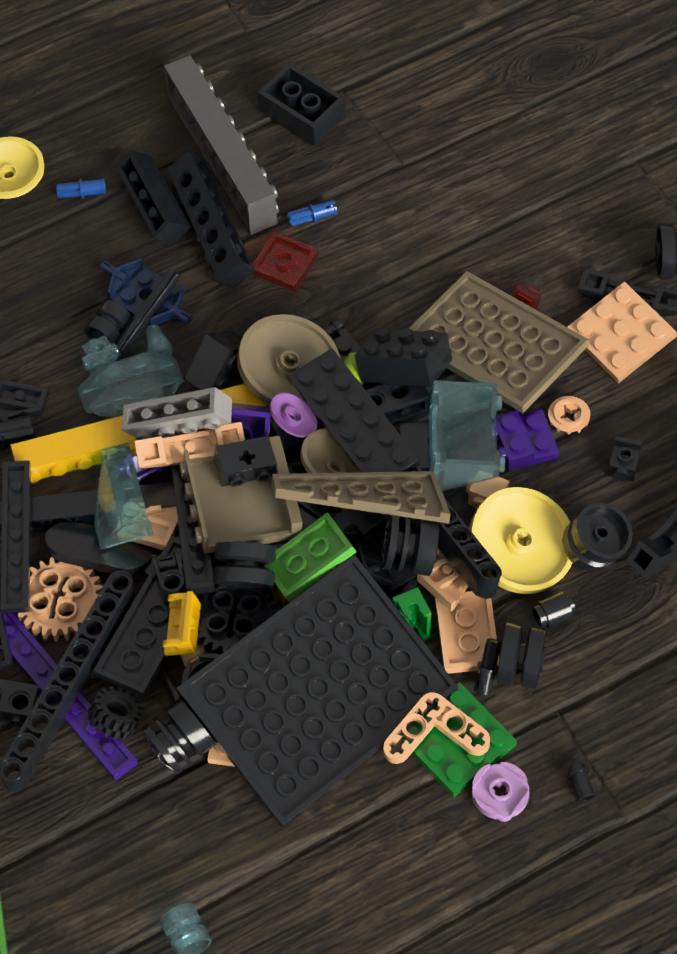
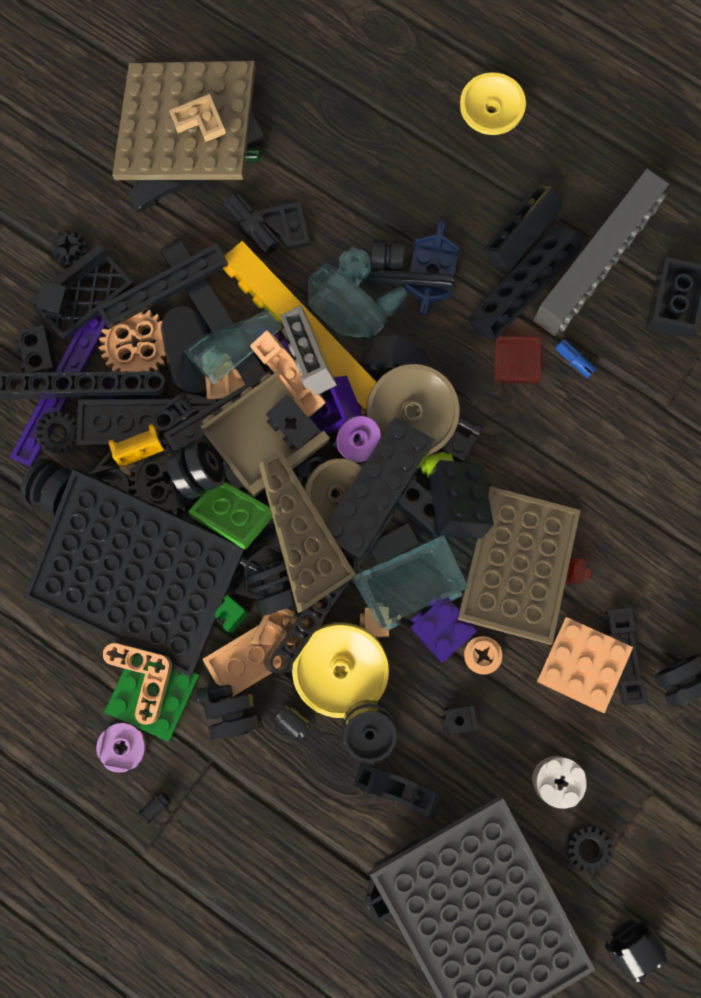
camera: 65 degrees right, 20 degrees up
(81, 188) = (507, 170): blue axle -> none

